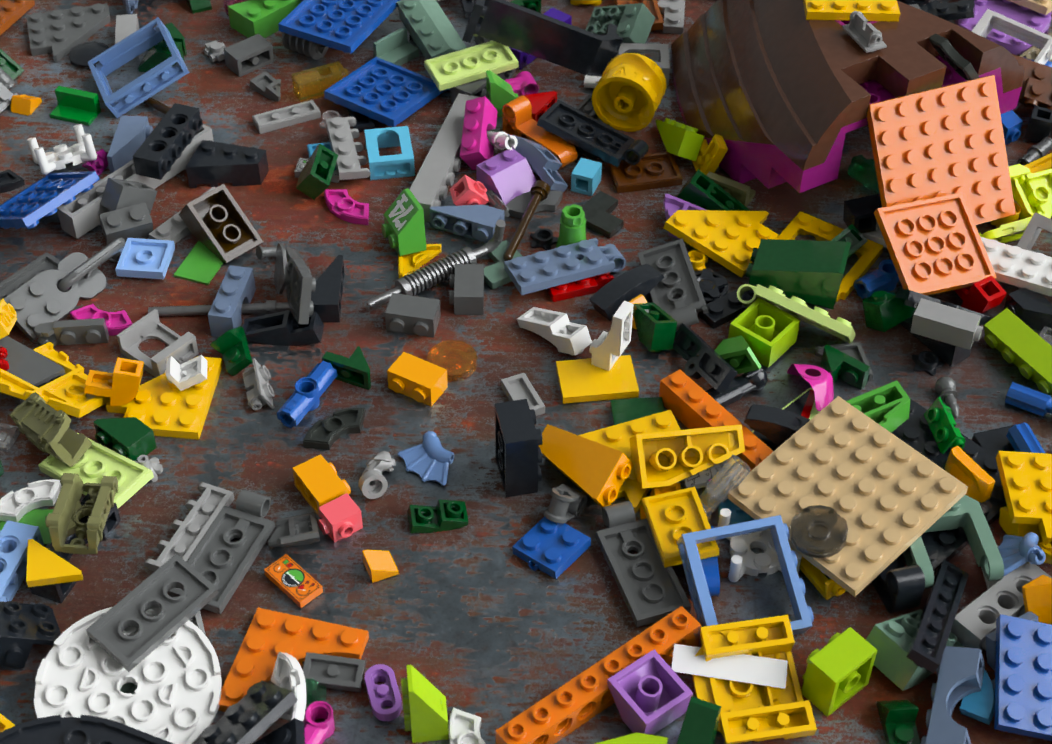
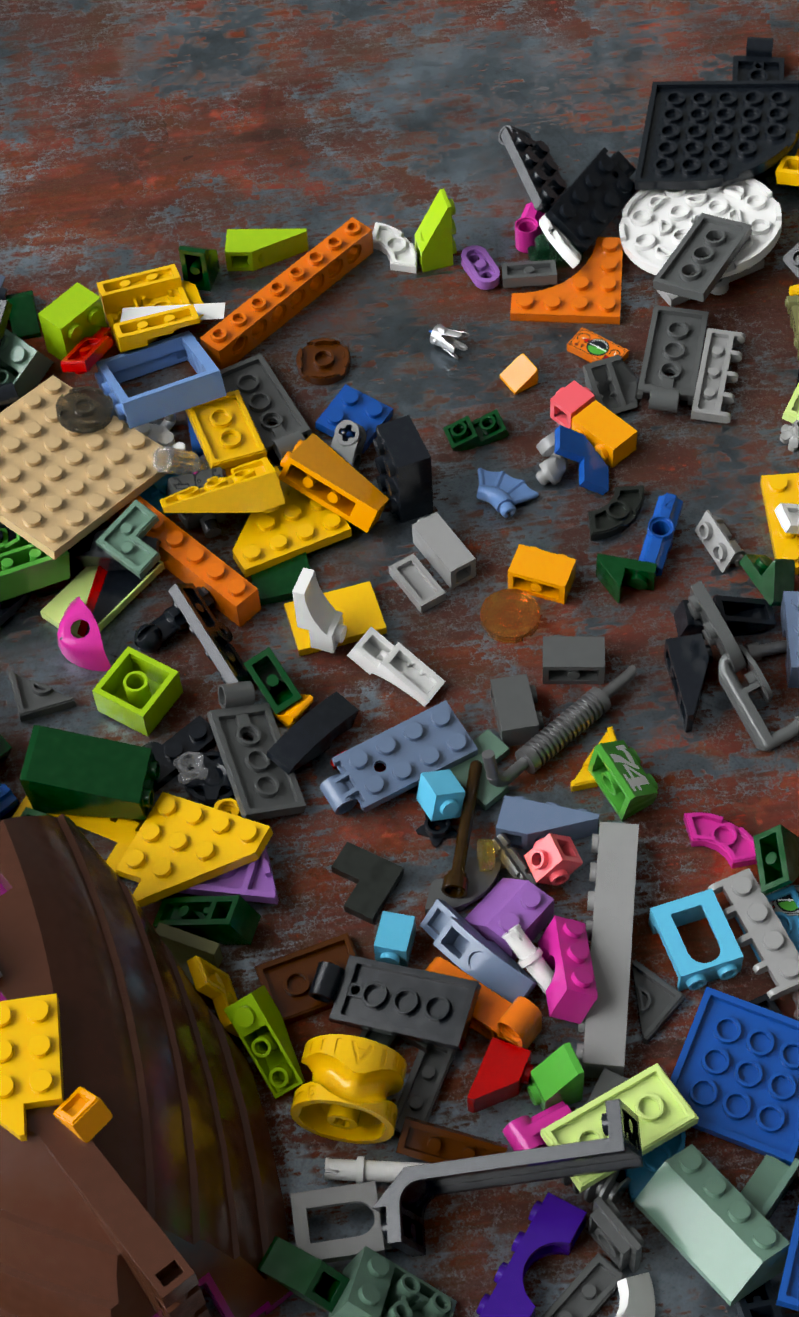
camera: 175 degrees right, 10 degrees up
(349, 462) = (592, 468): none -> blue tile
(425, 134) = (654, 999): none -> dark grey tile
(447, 614) = (444, 338): none -> flat silver piece
(484, 396) = (444, 550): none -> light grey brick
(515, 201) = (485, 855): none -> clear yellow tile
(537, 236) = (440, 795): none -> medium azure brick
(569, 83) = (440, 1144): none -> reddish brown plate
(572, 226) = (396, 811): bright green plant -> none
(572, 617) = (323, 361): none -> reddish brown tile
(649, 694) = (239, 278): medium lavender slope -> none
(663, 27) = (303, 1274): none -> dark green slope
(722, 279) = (190, 759): none -> clear plate
(738, 354) = (169, 643): bright green slope -> none
(772, 413) = (124, 541): none -> sand green tile
(796, 307) = (83, 706): yellowish green hinge -> none
(819, 624) = (88, 352): none -> red hinge
(844, 367) = (46, 670): dark green slope -> none

